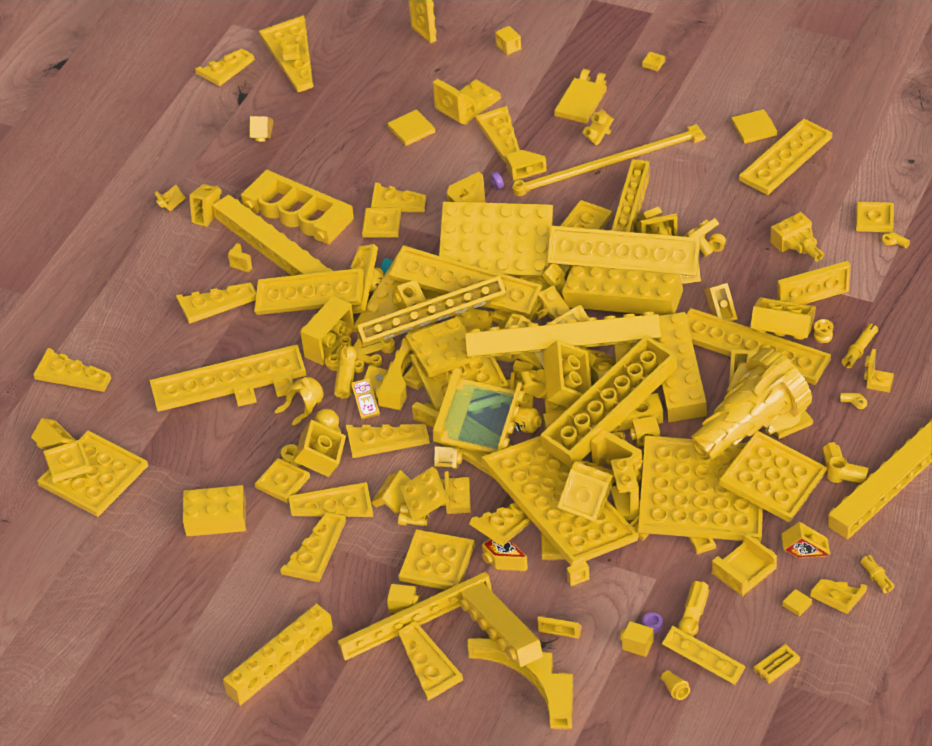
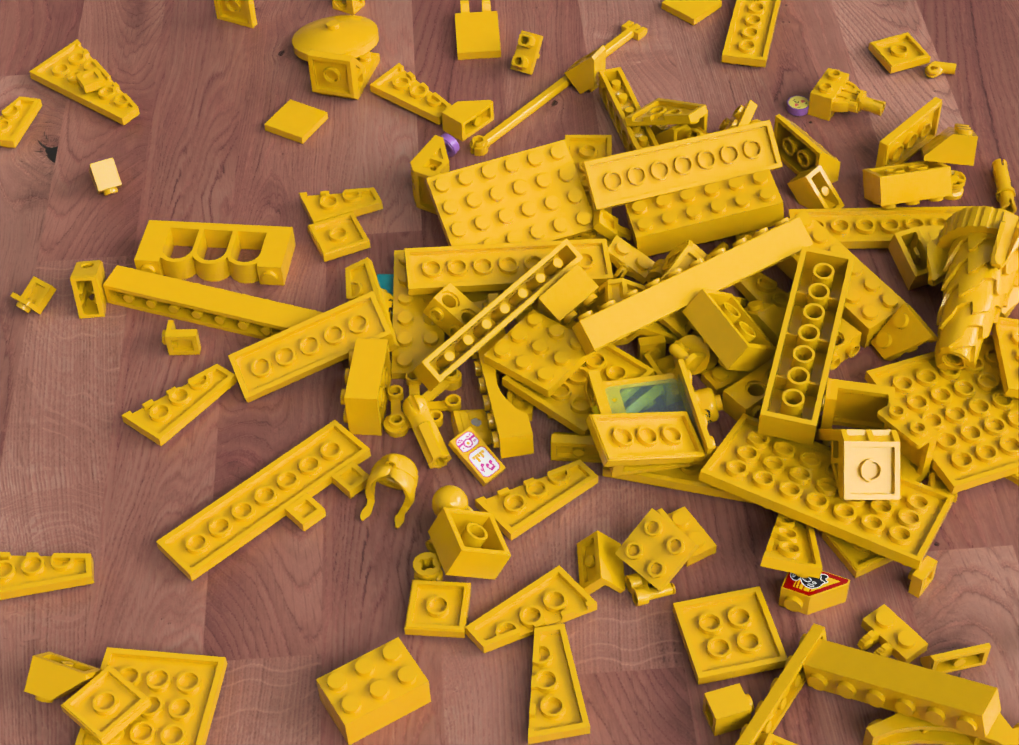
camera: 30 degrees left, 0 degrees up
(448, 456) = (641, 490): yellow bracket -> none
(462, 424) = (645, 438): none -> yellow tile
(477, 71) = (336, 34): none -> yellow dish
(483, 314) = (568, 296): none -> yellow slope
(535, 599) = (892, 634): none -> yellow hinge
(626, 154) = (585, 71): none -> yellow slope
(644, 207) = (667, 113): none -> yellow wing
(644, 427) = (854, 364): yellow brick -> none
(689, 419) = (902, 334): none -> yellow wing
(735, 270) = (801, 151): none -> yellow slope
(764, 233) = (798, 105): none -> tile
(837, 303) = (952, 146): none -> yellow slope

